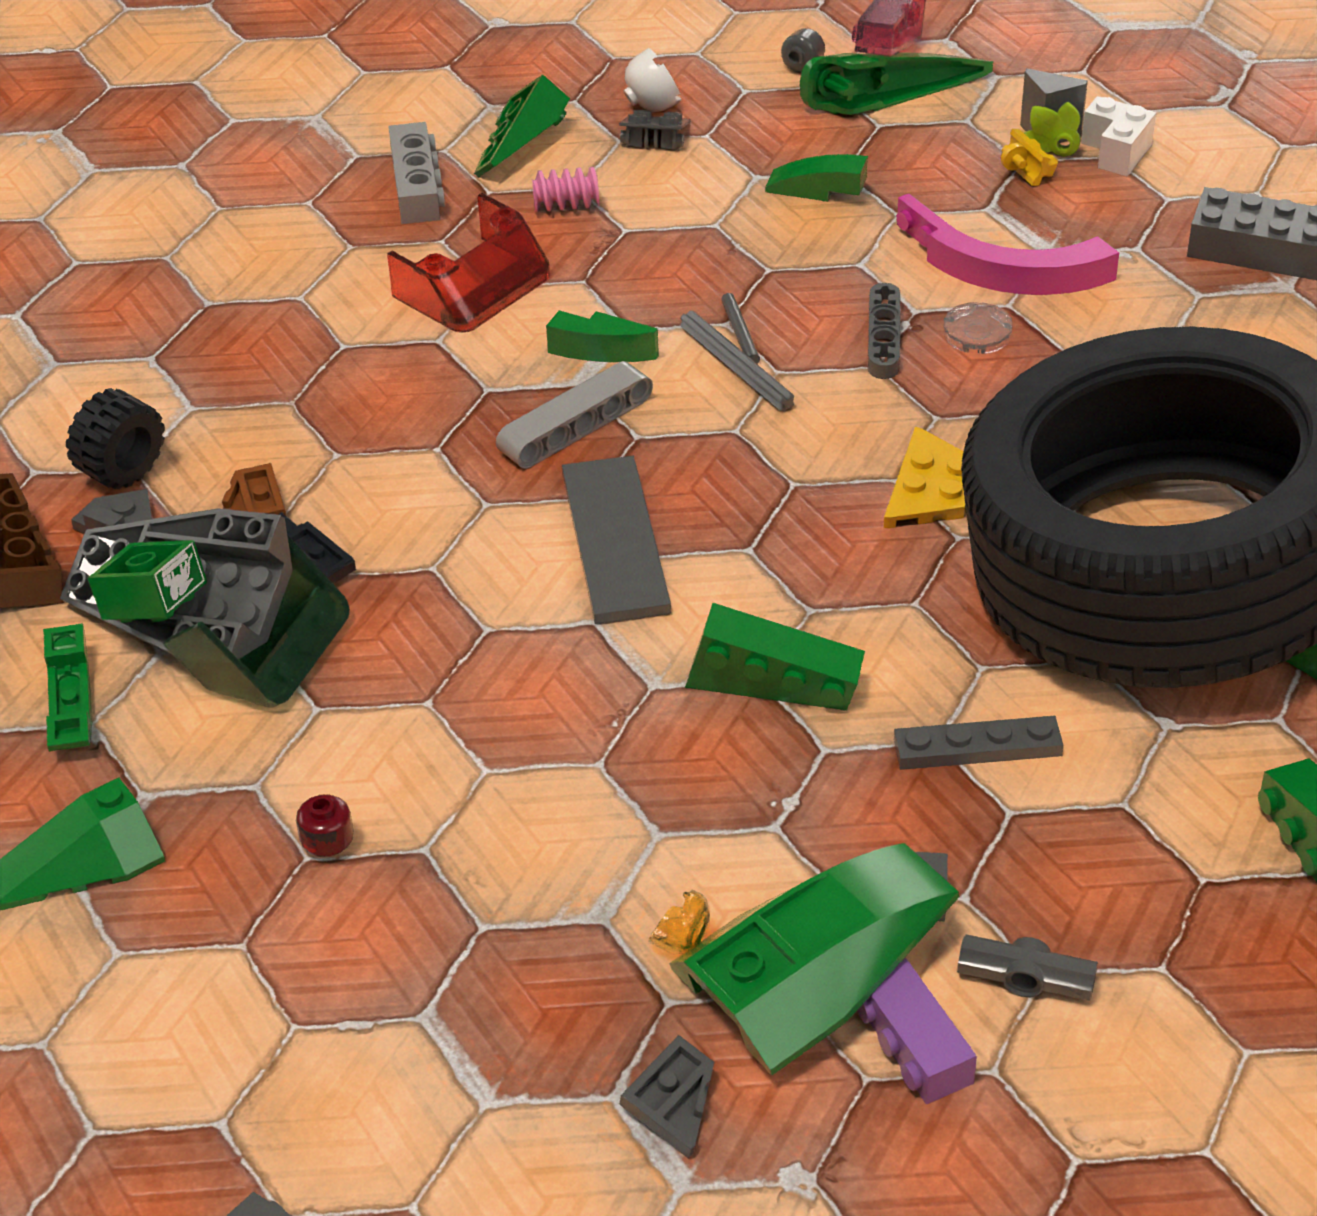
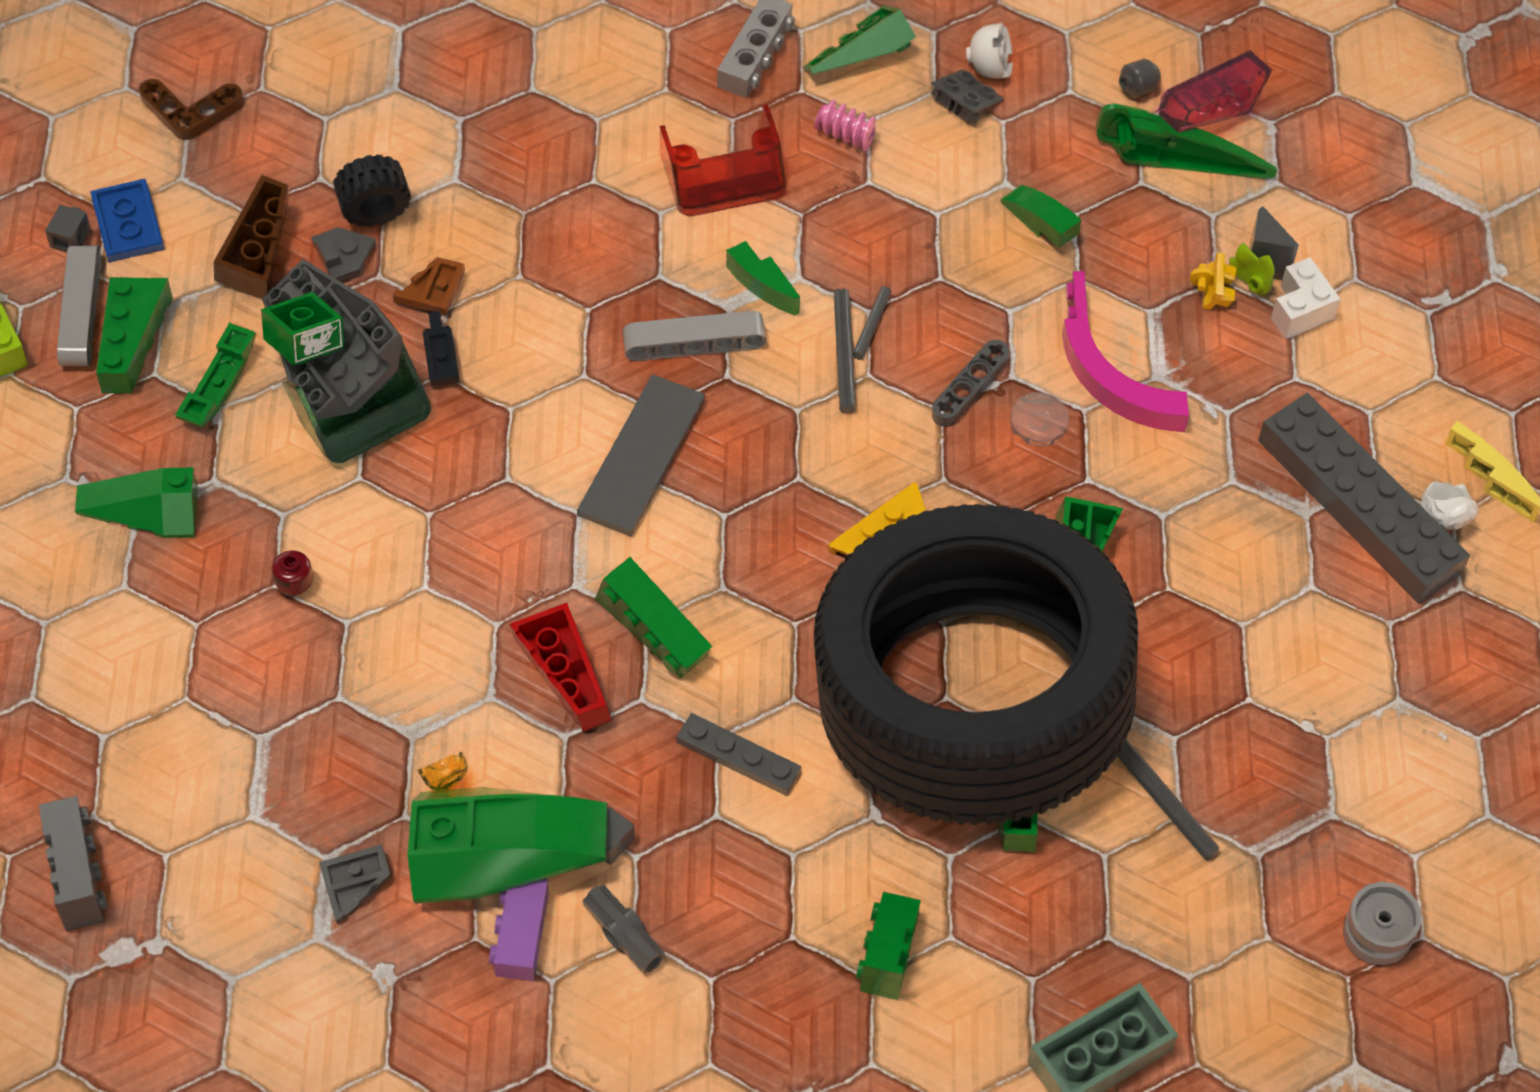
camera: 30 degrees right, 15 degrees up
(722, 751) = (561, 659): none -> red wedge

